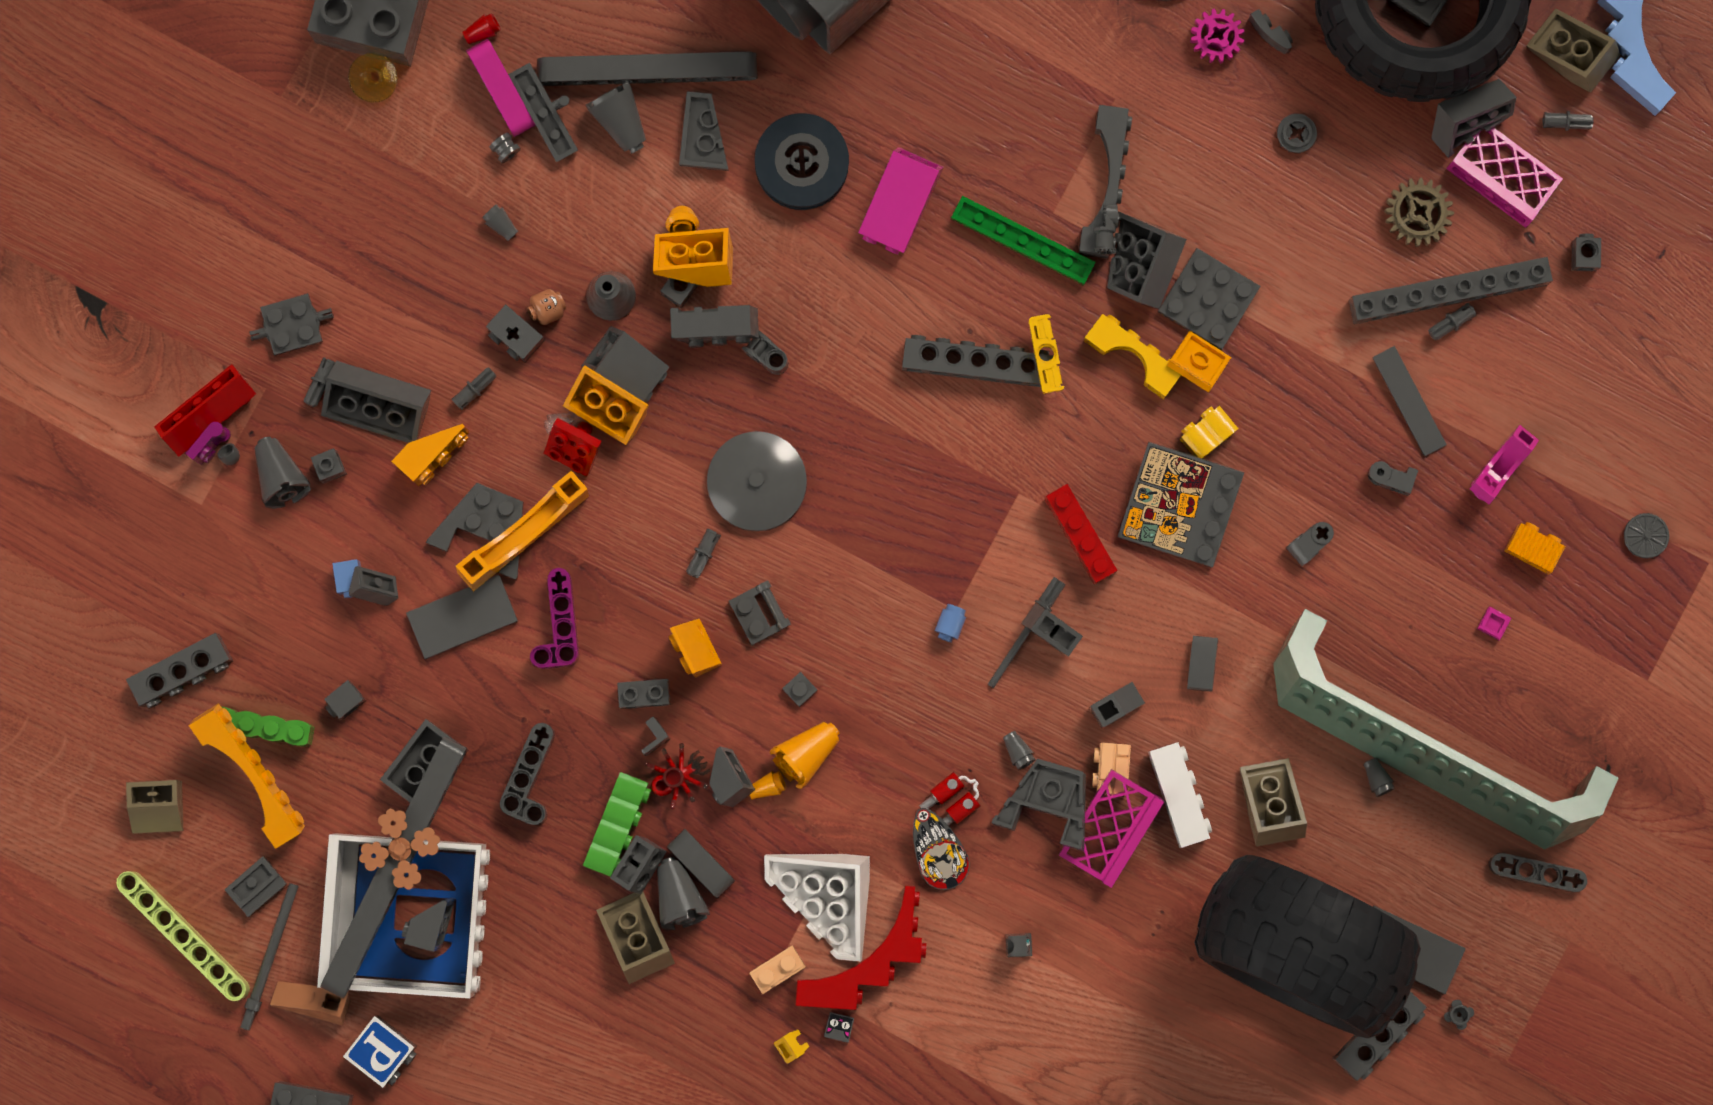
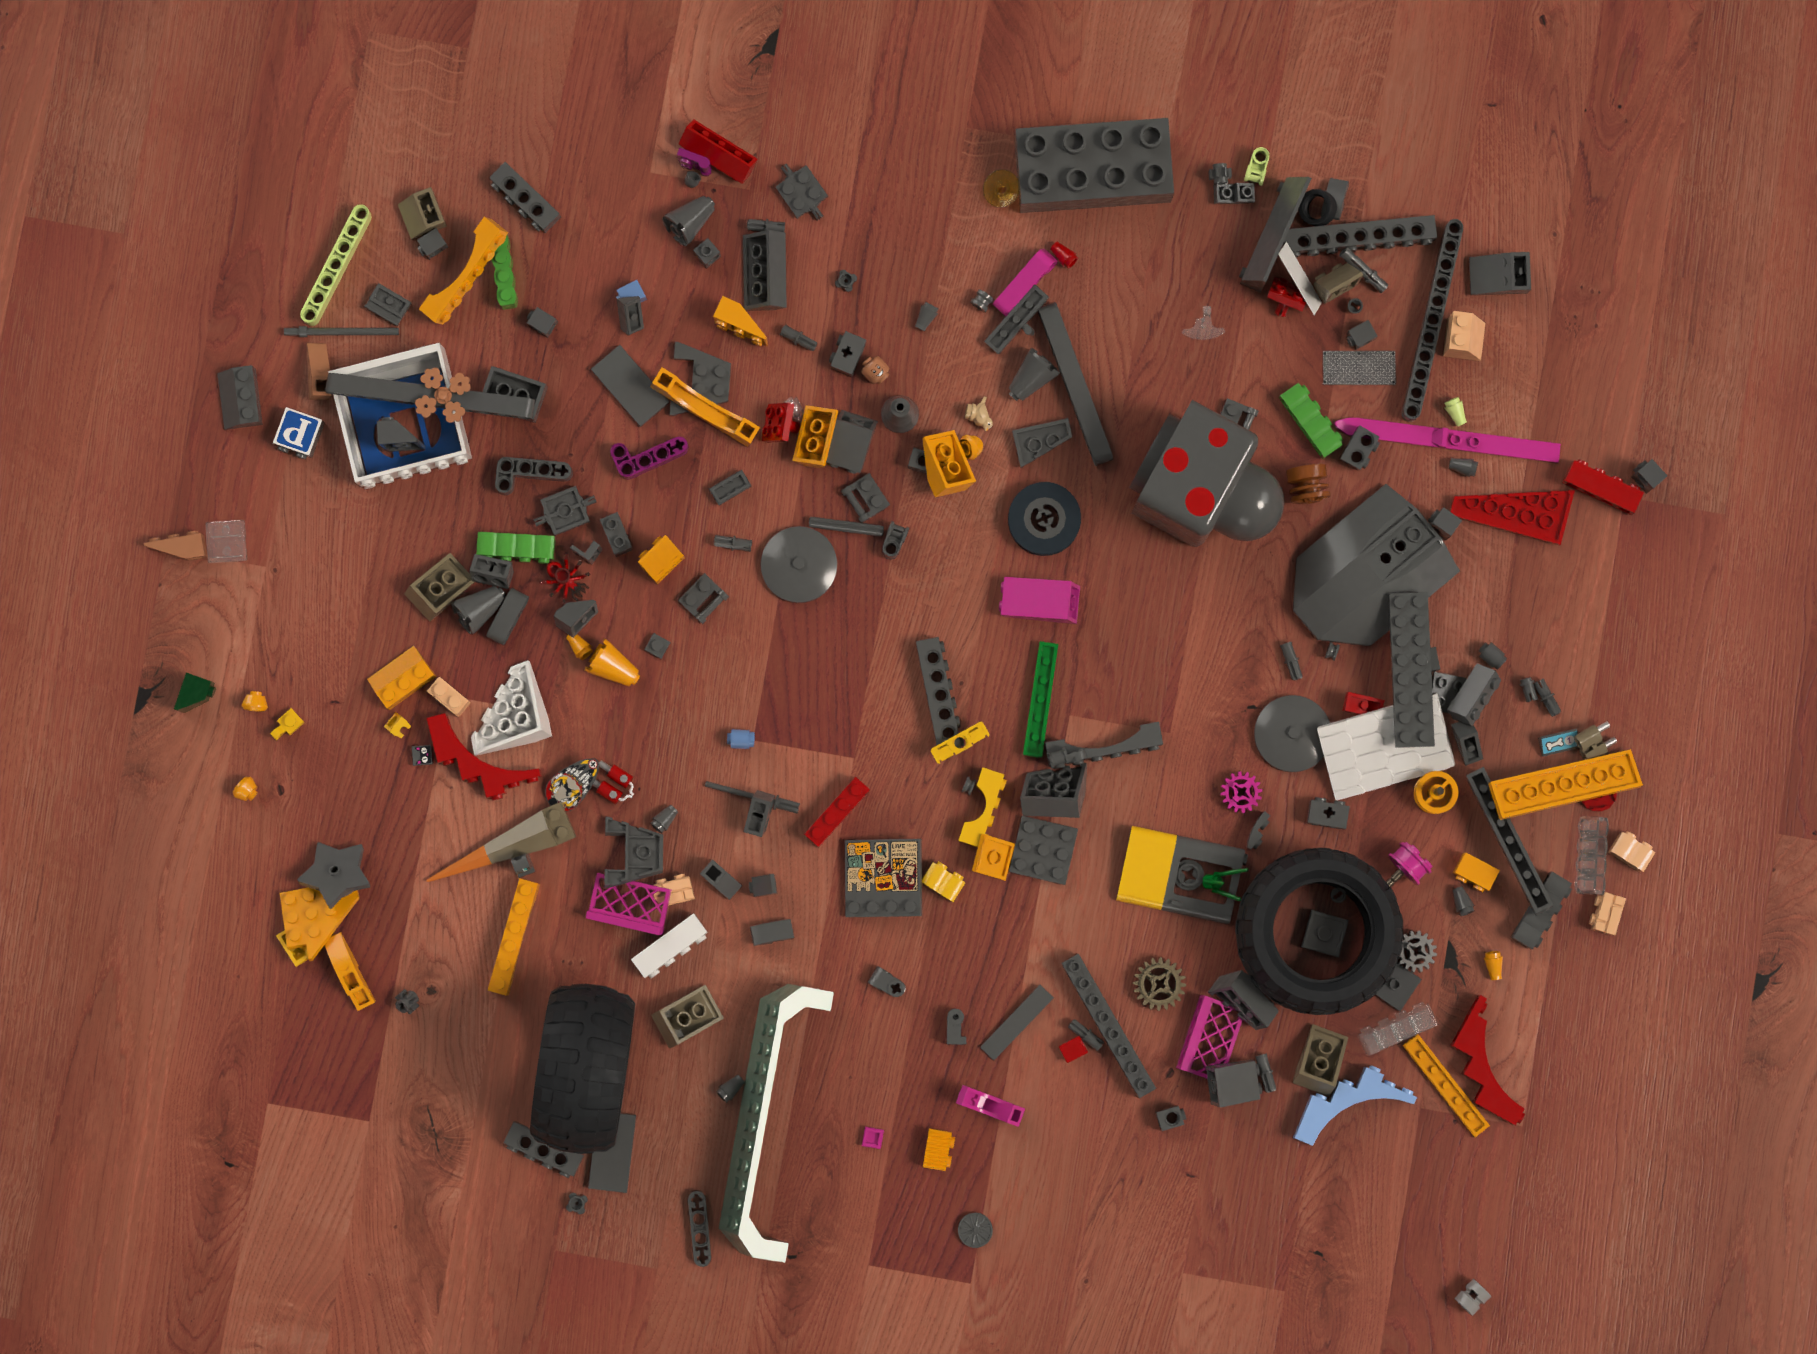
camera: 70 degrees right, 0 degrees up
(198, 806) = (431, 244): none -> dark grey brick
(421, 299) = (846, 285): none -> dark grey plate
(592, 748) = (565, 510): none -> dark grey plate
(632, 534) = (730, 487): none -> dark grey plate
(645, 198) = (979, 414): none -> tan animal
(700, 364) = (871, 495): none -> dark grey plate
(715, 325) = (900, 495): dark grey wedge -> none
(729, 407) = (846, 526): none -> dark grey axle
(733, 1022) = (401, 678): none -> light orange slope
(983, 912) = (536, 833): none -> dark tan plate
(1100, 363) = (968, 786): none -> dark grey bush
(1105, 985) = (513, 936): none -> light orange arch
(1142, 654) = (763, 885): none -> dark grey slope
(1274, 171) = (1152, 871): none -> piece
(1317, 103) = (1214, 882): none -> green plant
(1465, 342) = (1073, 1049): none -> red slope
(1569, 163) = (1233, 1083): none -> dark grey slope

